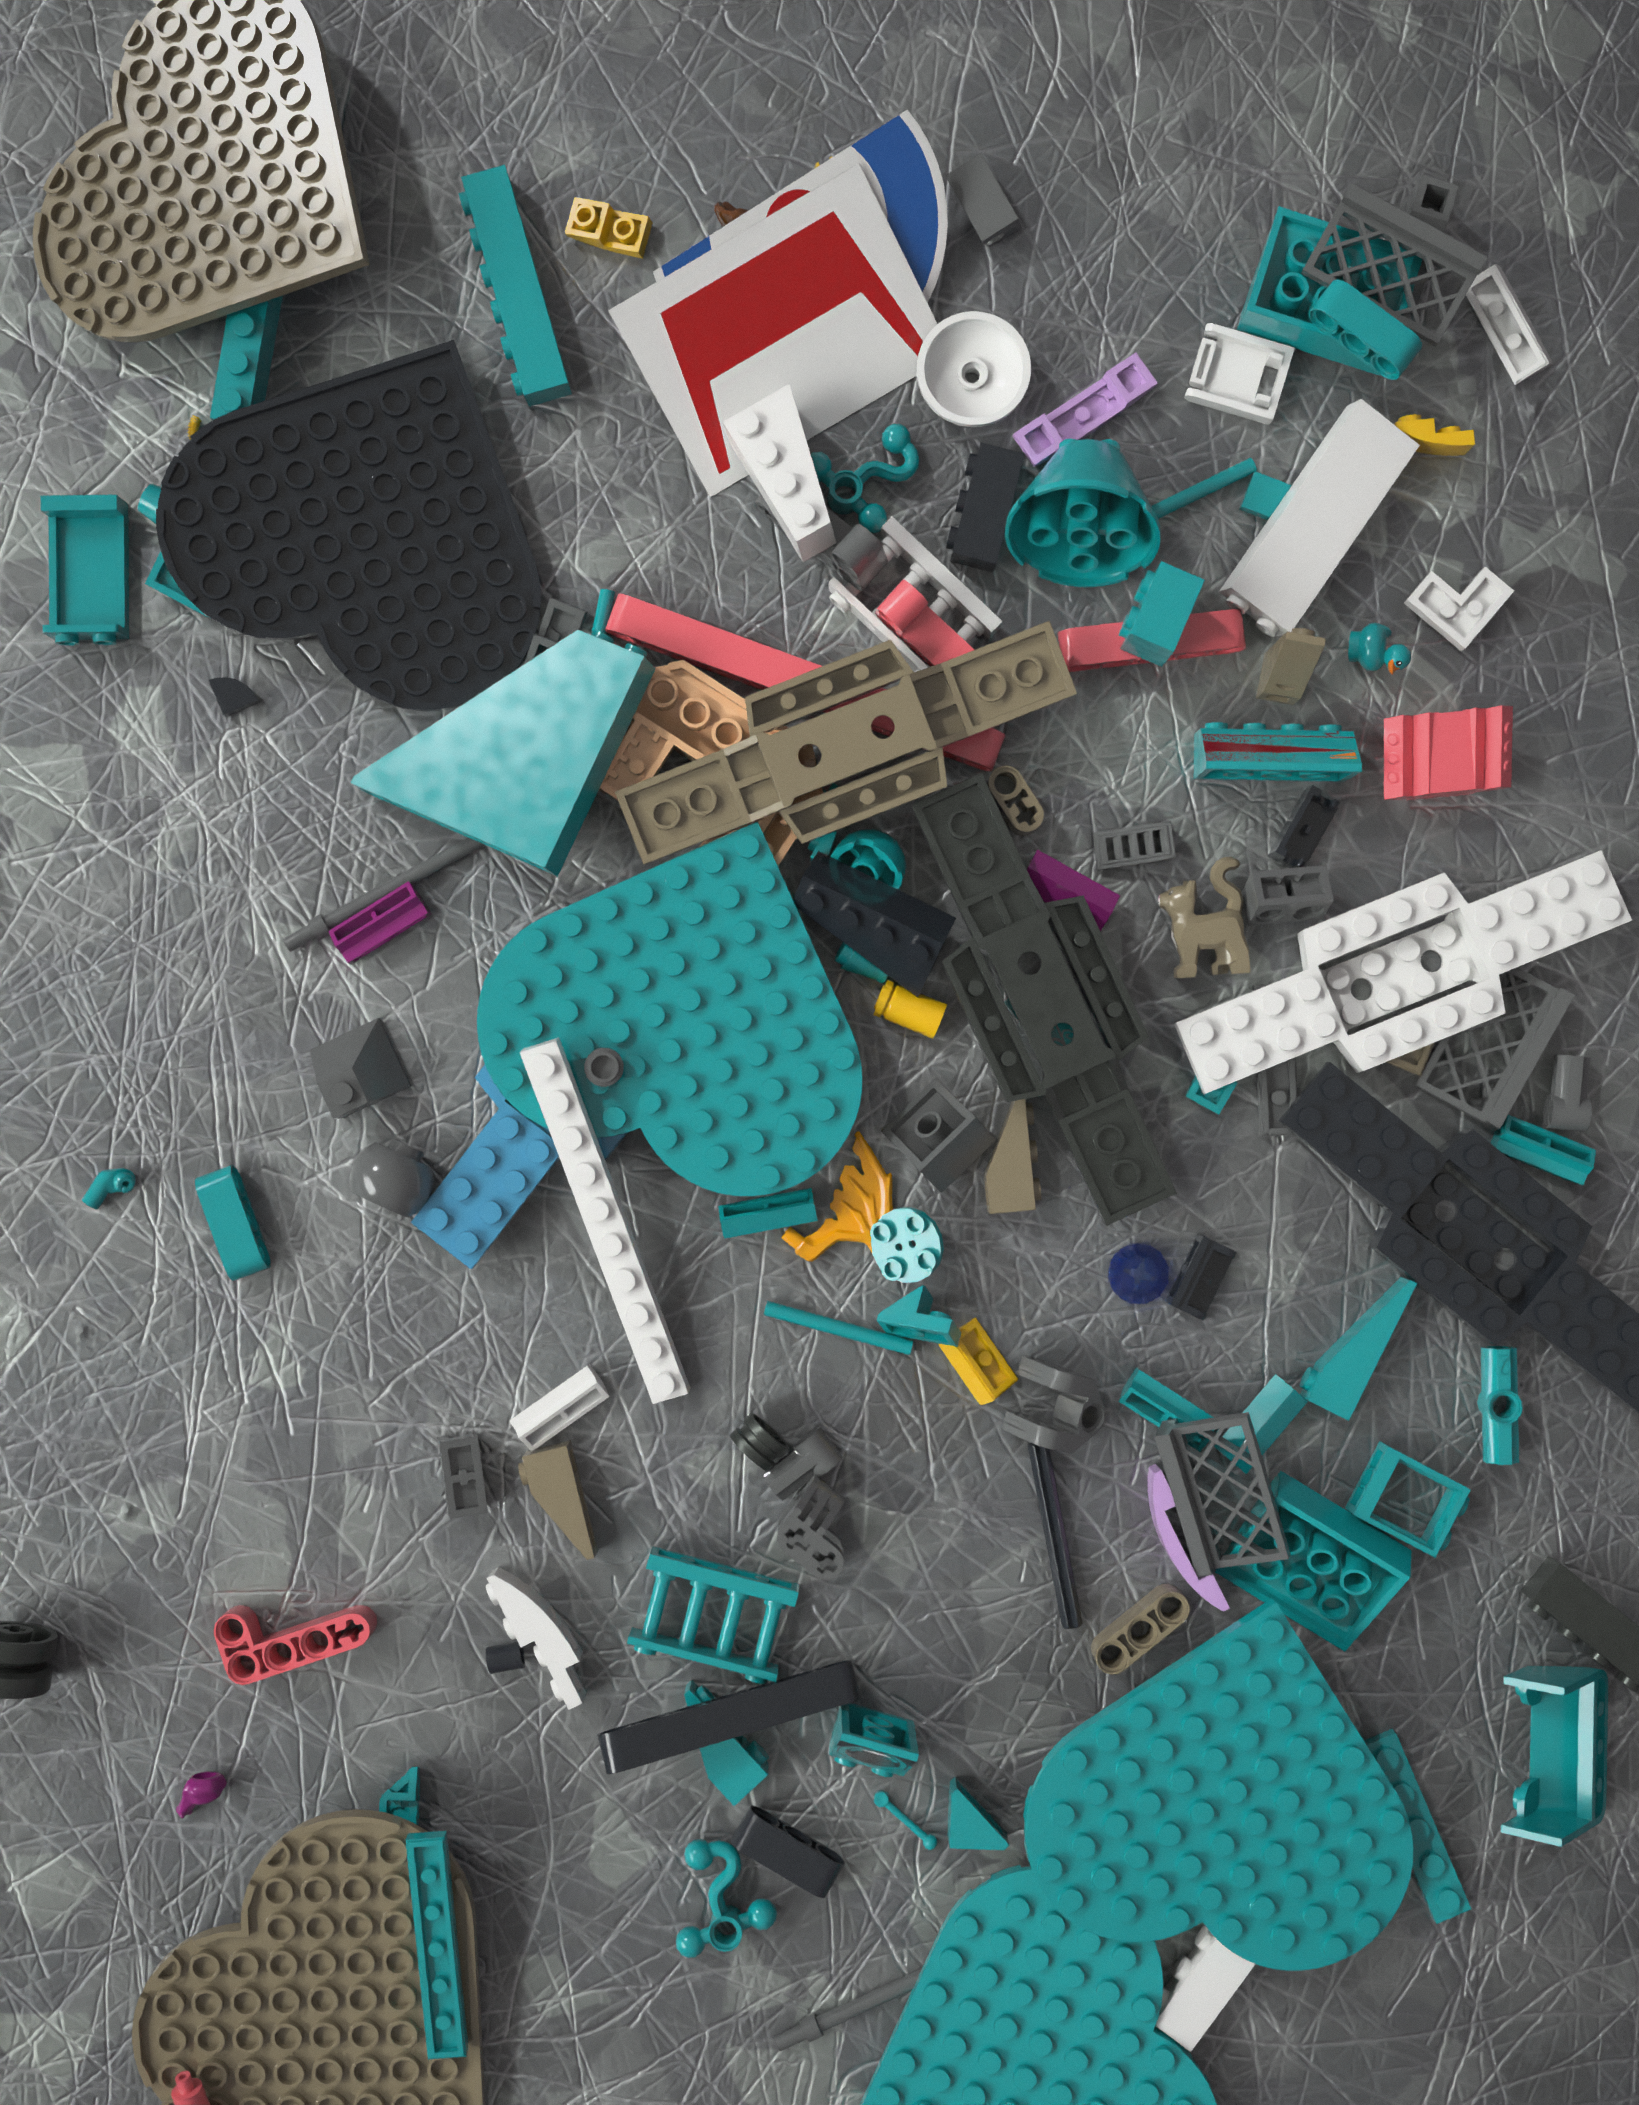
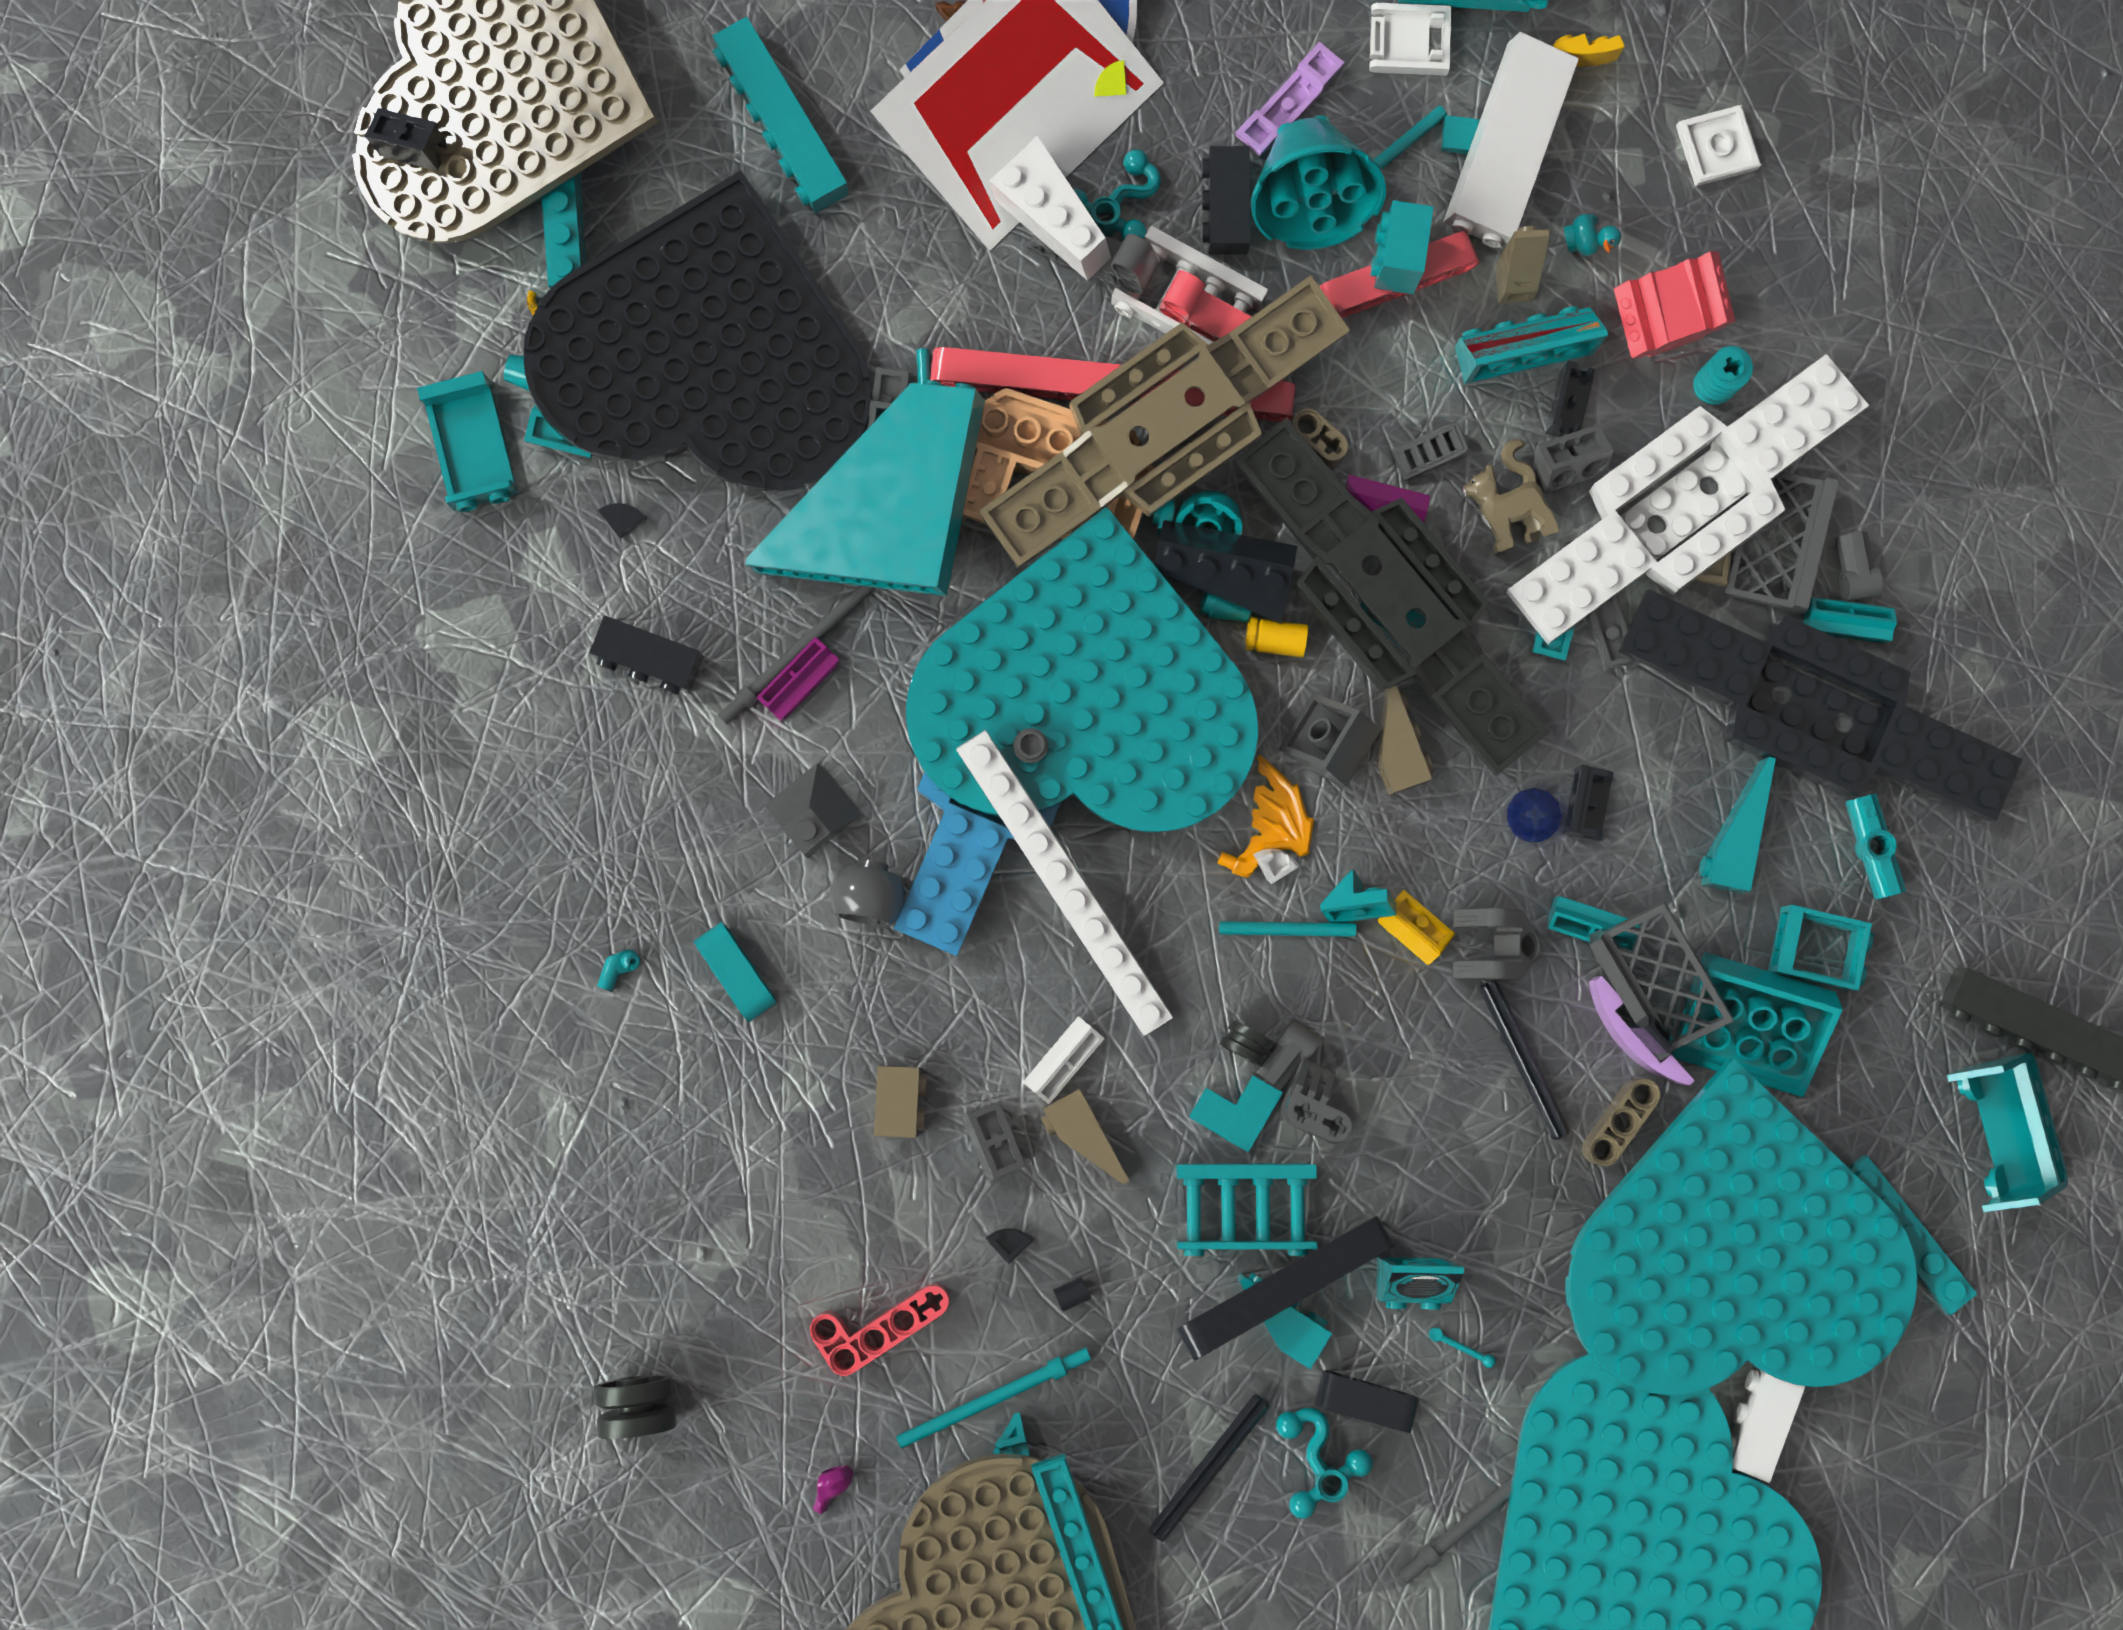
camera: 25 degrees left, 5 degrees down
(90, 211) = (405, 138): none -> black hinge
(220, 855) = (646, 656): none -> black brick
(372, 1407) = (898, 1101): none -> dark tan brick
(453, 1585) = (1009, 1242): none -> black tile
(468, 1731) = (1056, 1369): none -> teal bar
(534, 1619) = (1088, 1253): white slope -> none
(603, 1876) = (1209, 1468): none -> black axle
(607, 228) = (845, 50): yellow slope -> none
(727, 1520) = (1240, 1121): none -> teal tile
(767, 1213) = (1200, 843): teal piece -> none
(844, 1255) = (1275, 864): none -> white tile
(893, 339) = (1111, 80): none -> neon yellow tile
(911, 1262) = (1337, 852): plate -> none
(970, 1823) = (1518, 1333): teal slope -> none
(976, 345) = (1190, 69): white dish -> none
(1198, 1550) = (1653, 1035): none -> black slope
(1269, 1414) = (1684, 900): teal piece -> none
(1455, 614) = (1648, 191): white plate -> none
(1479, 845) = (1723, 375): none -> teal piece
(1550, 581) = (1718, 145): none -> white tile

